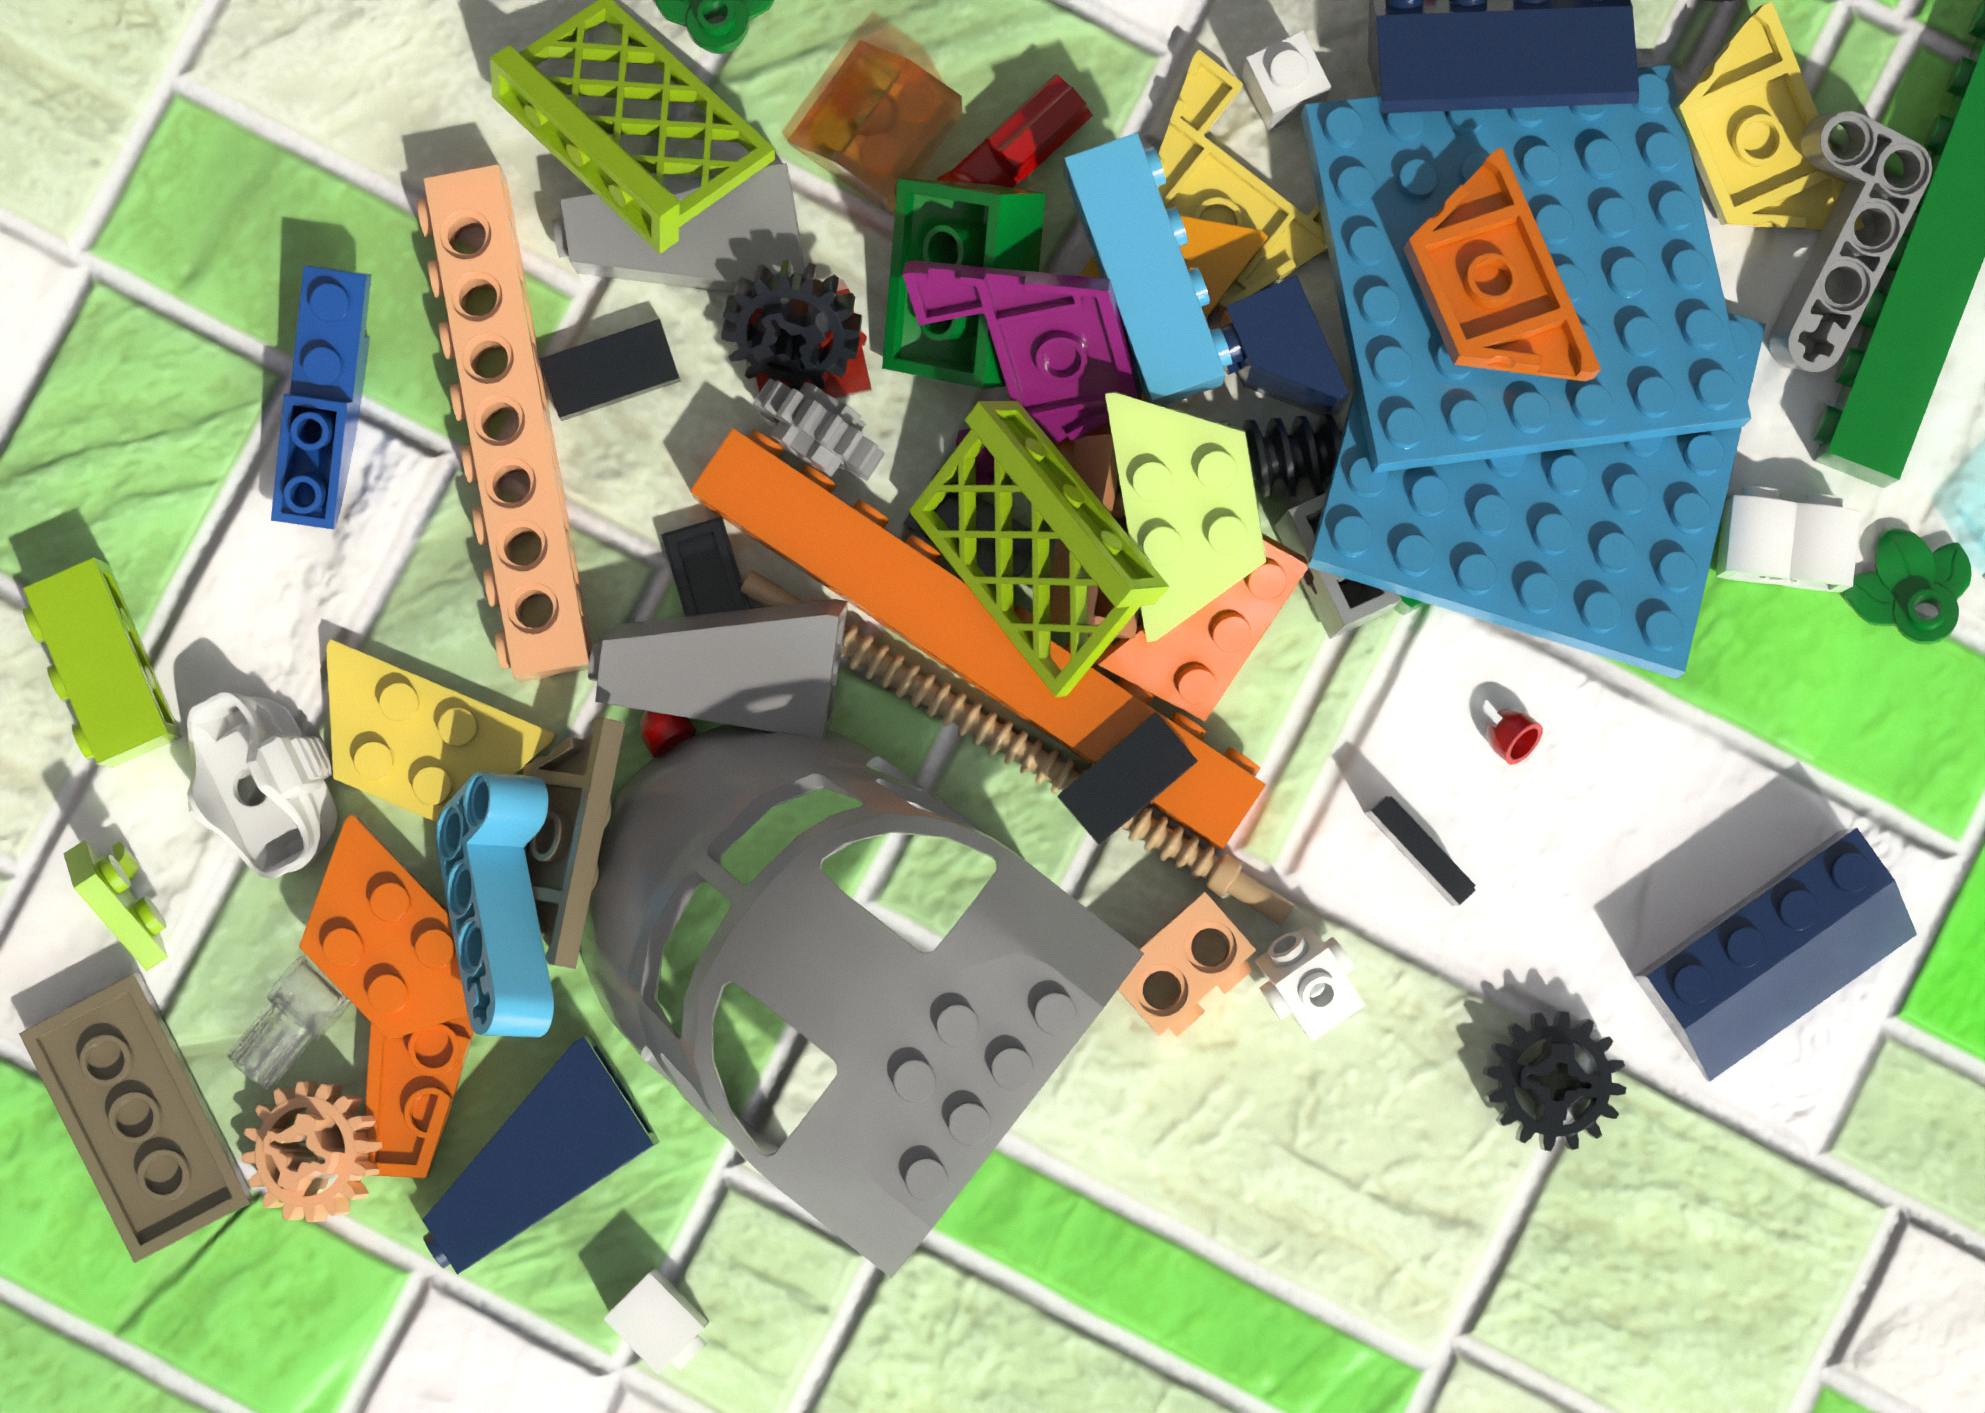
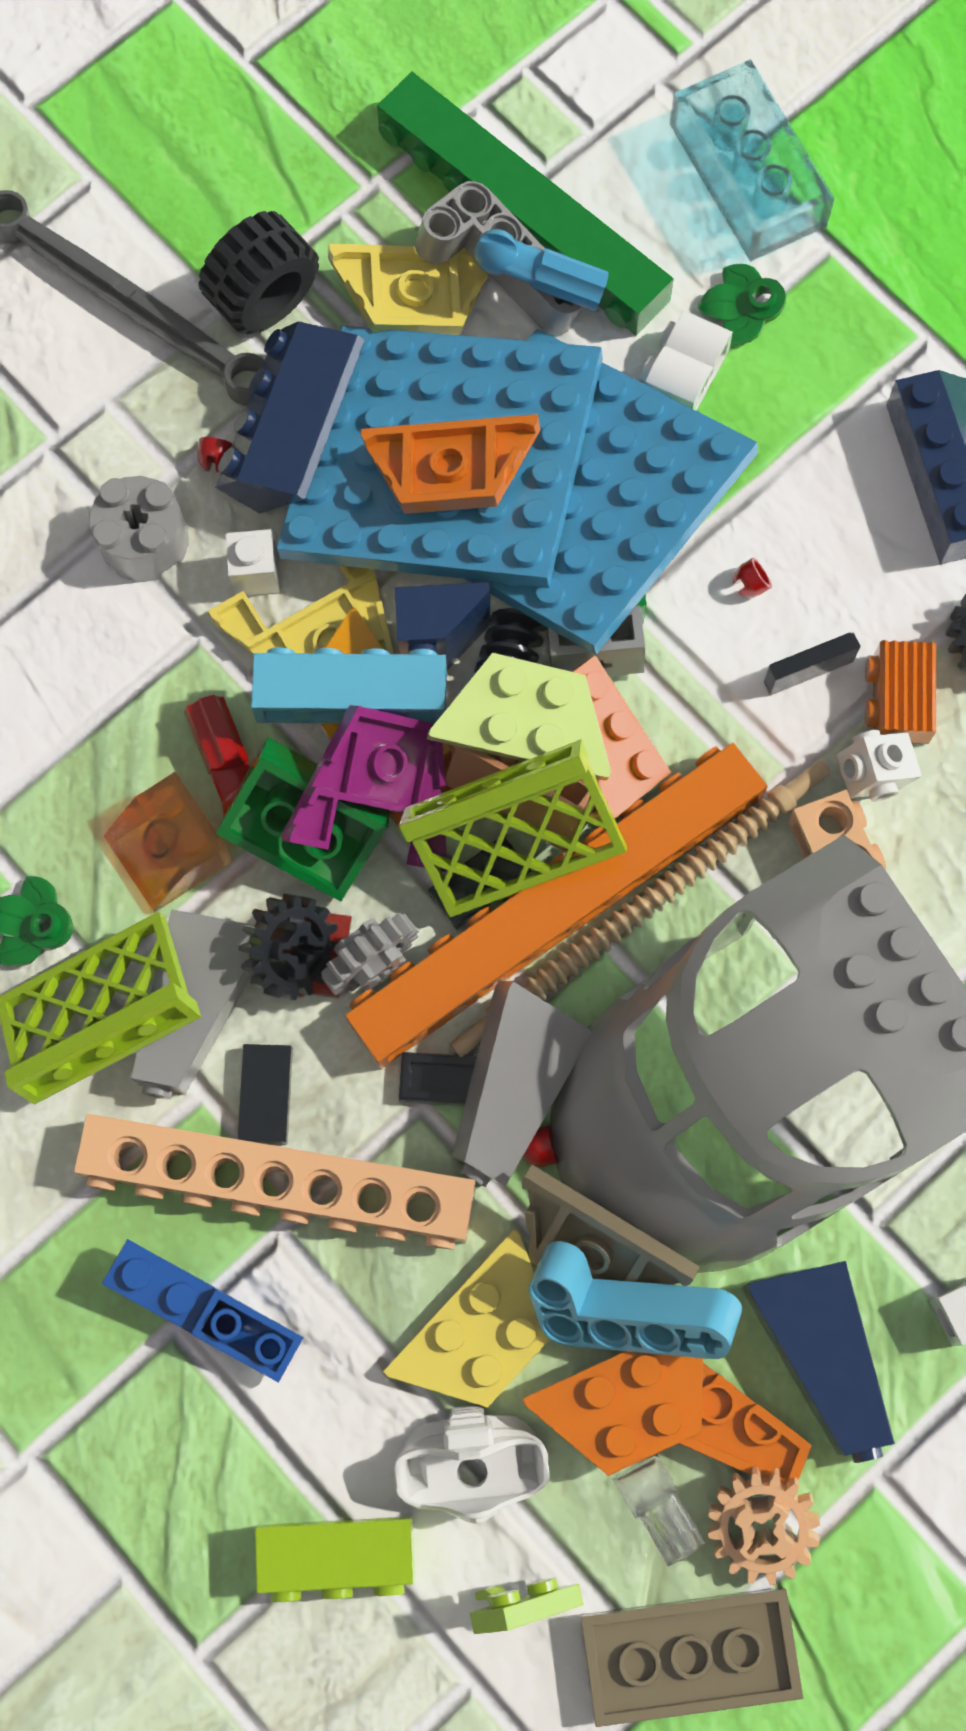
camera: 70 degrees left, 10 degrees down
(1127, 778) = (697, 830): black tile -> none
(1425, 982) = (902, 689): none -> orange brick
(1831, 297) = (543, 269): none -> dark azure piece

